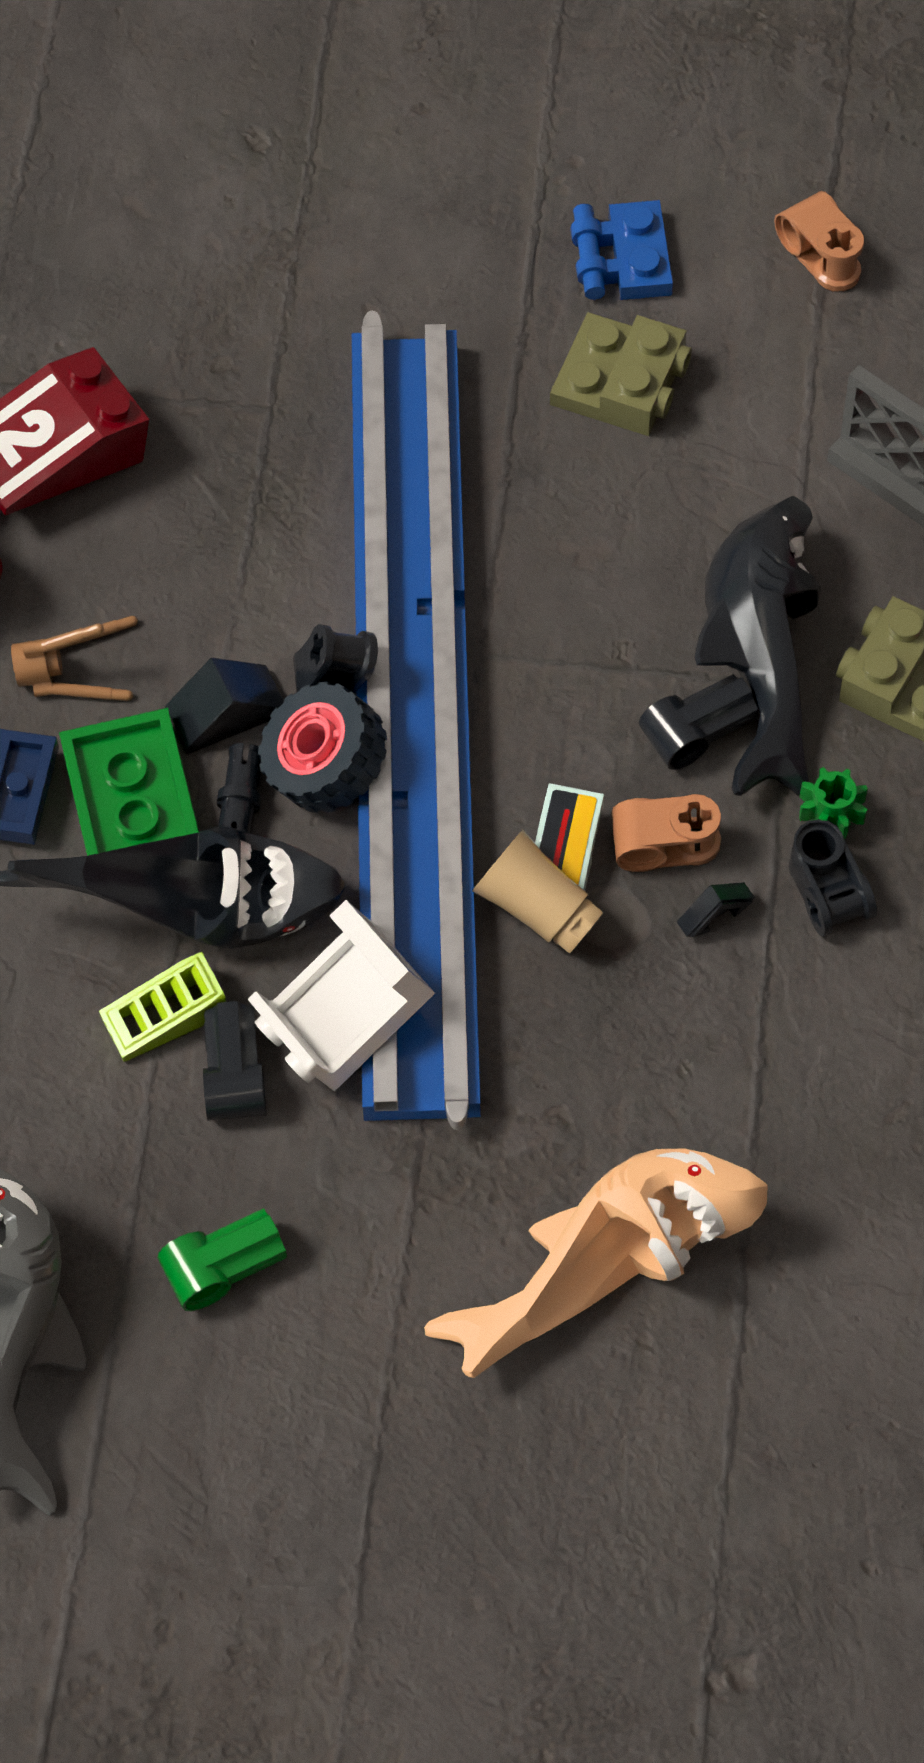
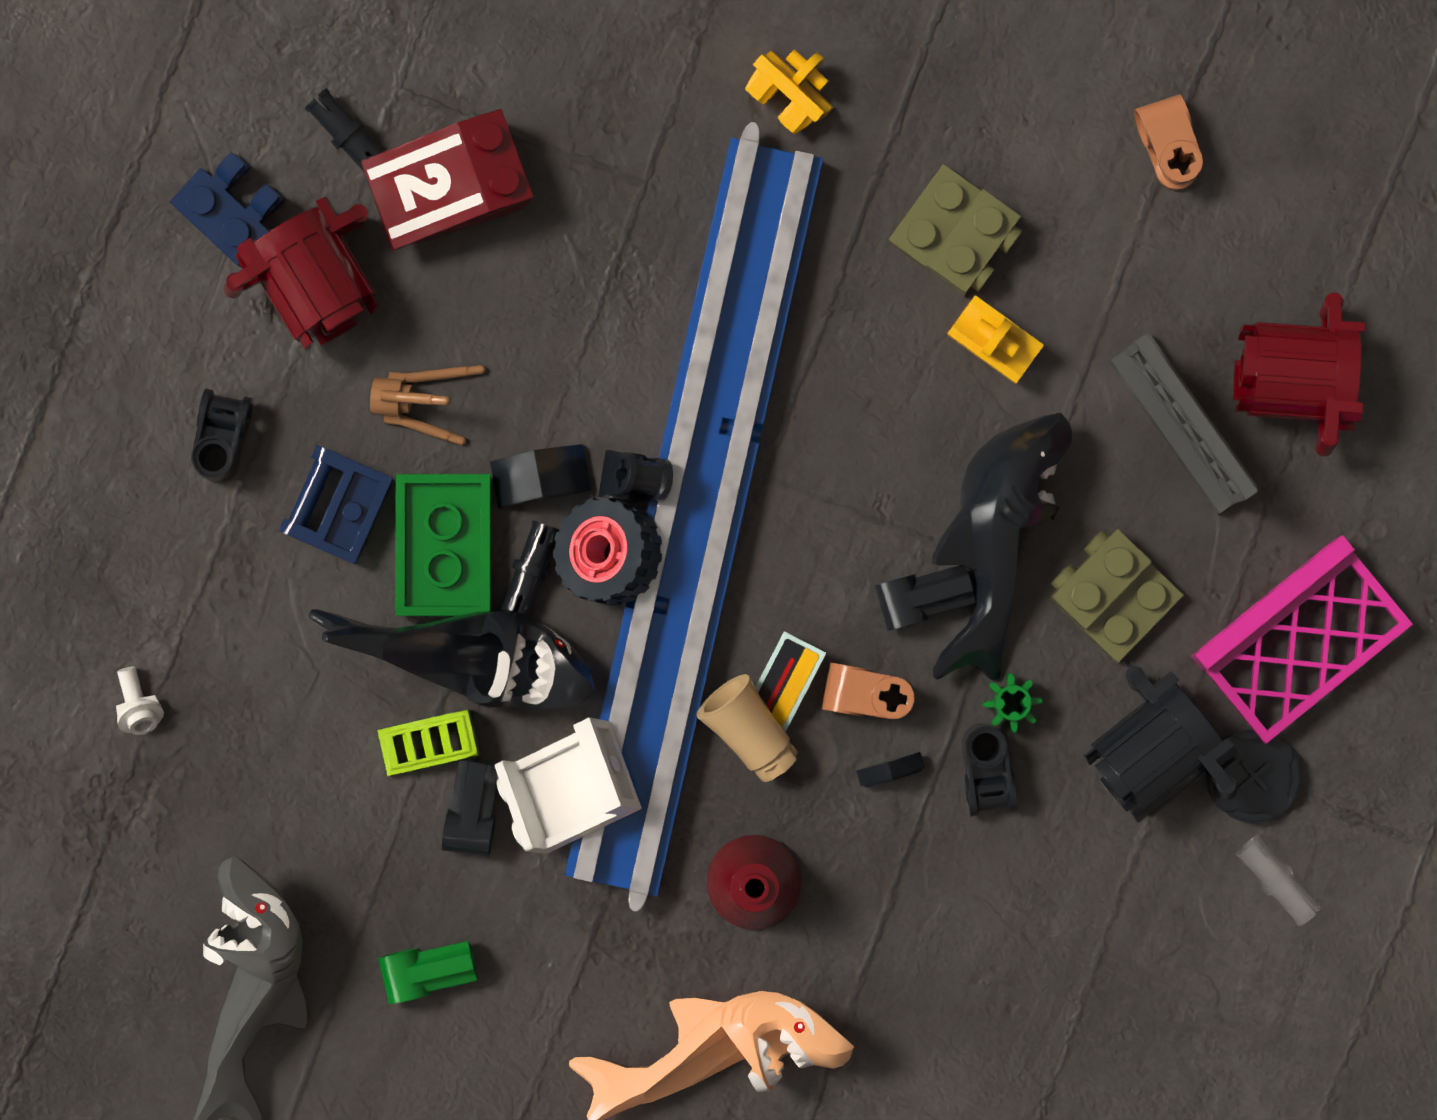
camera: 15 degrees right, 25 degrees up
(422, 287) = (776, 75): none -> yellow hips
(592, 1063) = (750, 859): none -> dark red cone
(638, 245) = (1007, 101): blue plate -> none
(696, 452) = (995, 339): none -> yellow hips

